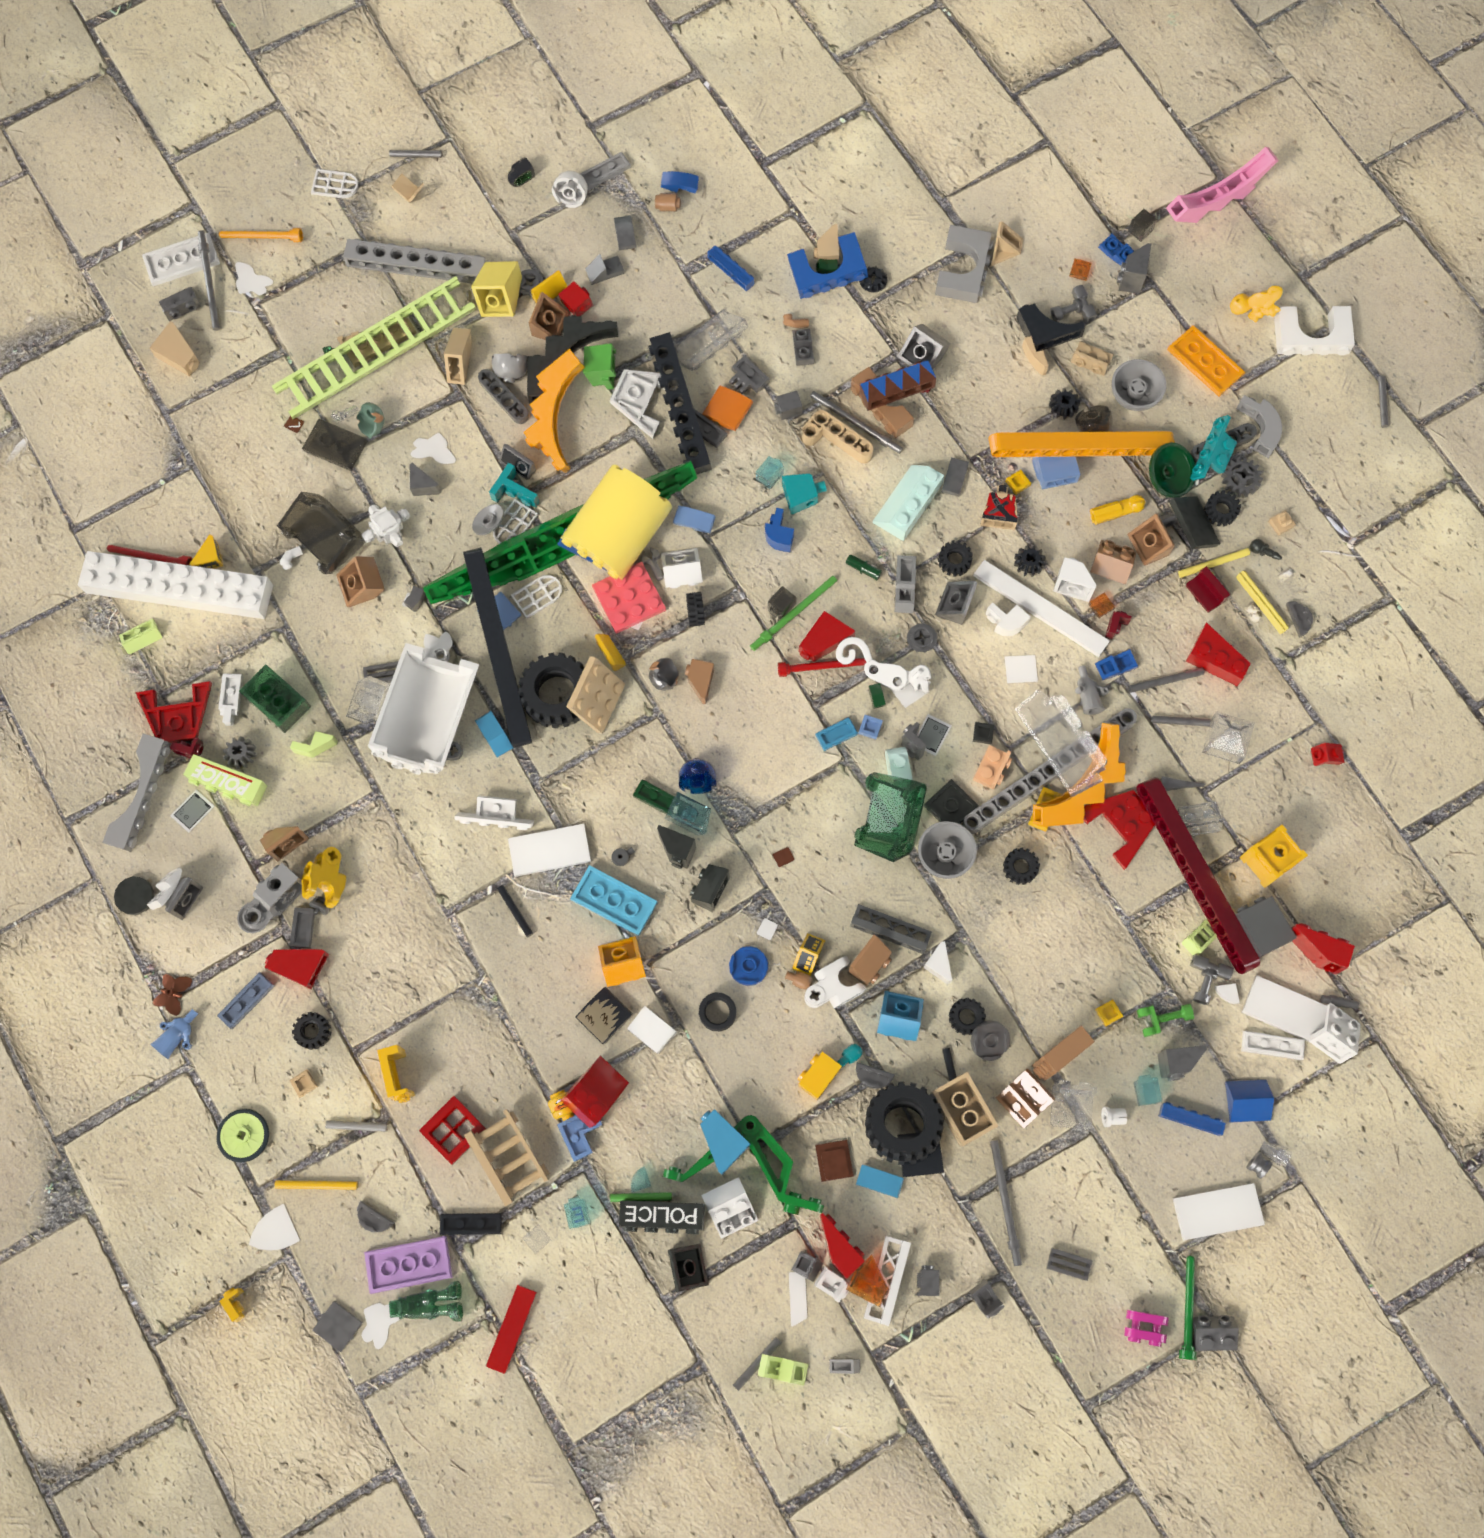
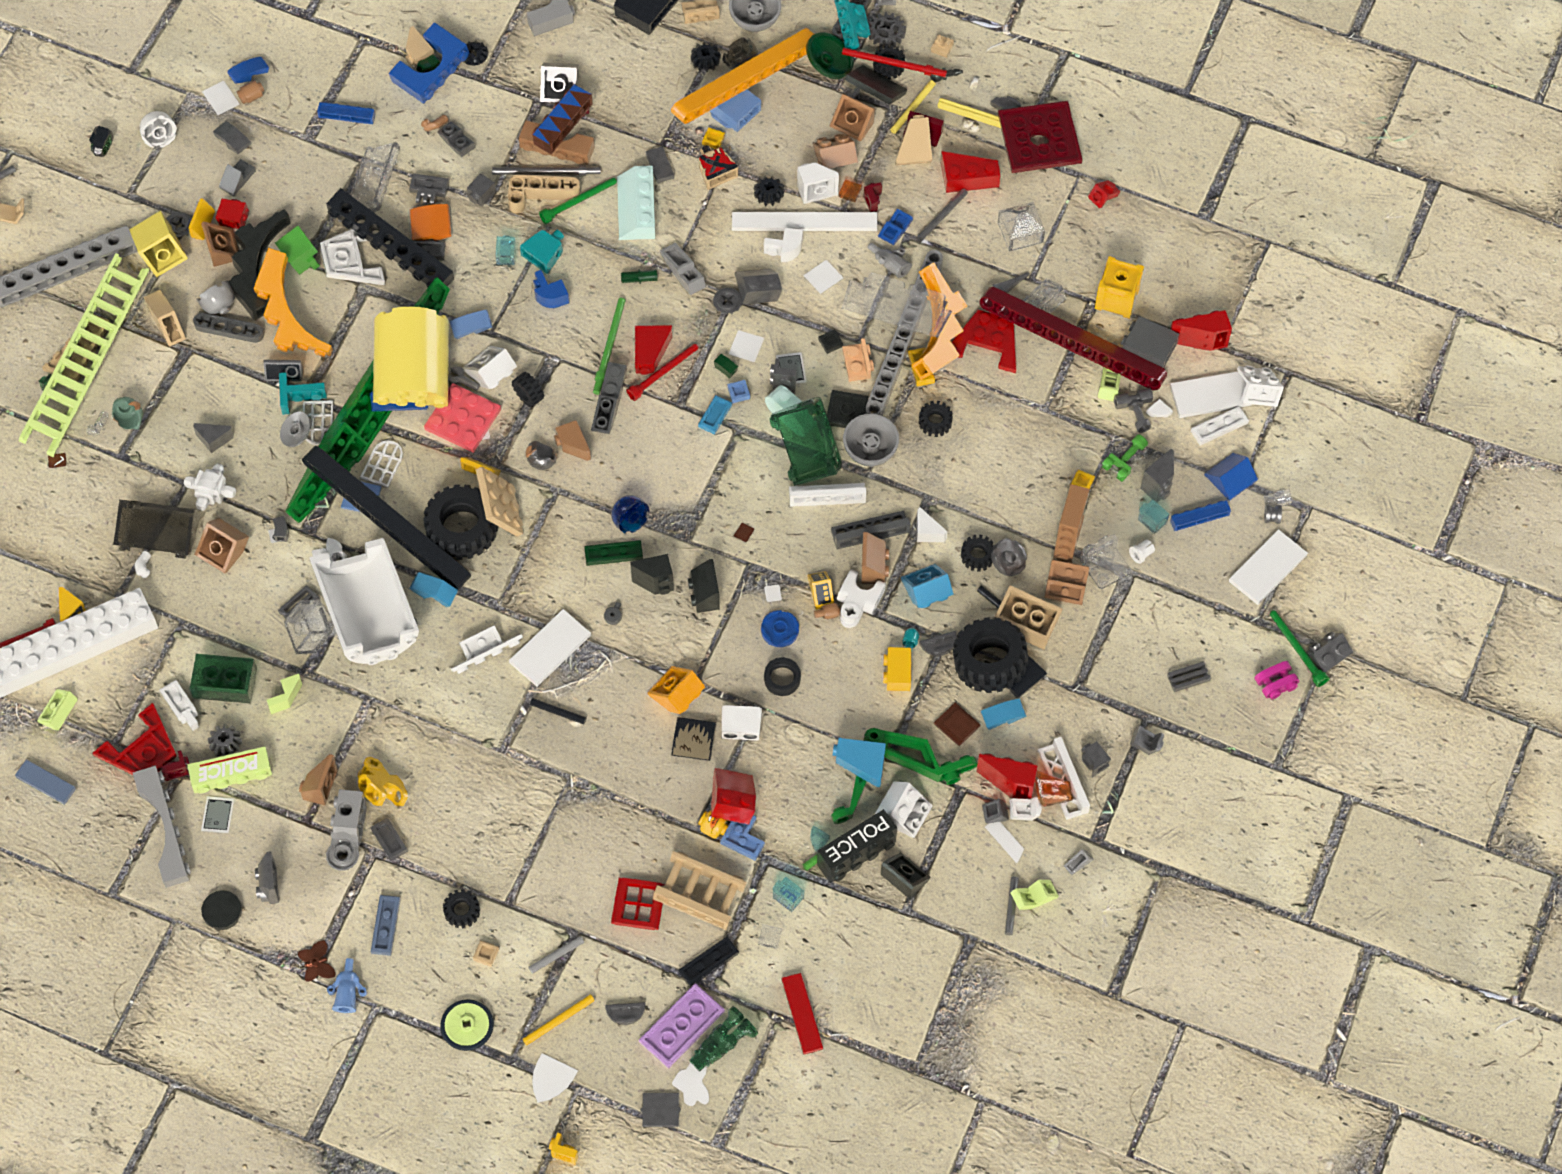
camera: 40 degrees left, 10 degrees down
(86, 691) = (45, 782): none -> sand blue tile
(166, 886) = (249, 880): white slope -> none
(297, 964) = (408, 868): red slope -> none
(318, 904) = (391, 812): dark grey piece -> none
(334, 444) = (108, 454): clear smoke tile -> none
(390, 1075) = (556, 892): yellow panel -> none
(433, 447) = (197, 404): white sticker -> none
(606, 170) = (175, 96): light grey tile -> none
(614, 900) = (633, 649): medium azure plate -> none
(643, 192) = (220, 97): none -> white sticker
(689, 814) = (644, 546): clear light blue slope -> none
(757, 662) = (609, 398): none -> dark grey slope
(781, 603) = (594, 343): clear smoke brick -> none
(828, 462) = (548, 214): none -> green piece
(877, 871) = (827, 494): none -> white fence
(886, 672) = (720, 342): white animal -> none
(955, 548) = (708, 234): black tyre -> none
(956, 601) = (734, 254): flat silver slope -> none
(957, 641) = (758, 286): none -> flat silver slope
(1013, 1243) = (1136, 689): flat silver bar -> none
(1036, 359) = (657, 36): tan slope -> none
(1117, 509) = (807, 112): yellow piece -> none
(1181, 721) = (969, 241): flat silver bar -> none
(1189, 599) = (915, 143): none -> tan slope
(1250, 538) = (927, 70): none -> red bar
(1326, 654) = (1045, 120): none -> dark red piece
(1339, 1001) = (1249, 361): flat silver animal -> none

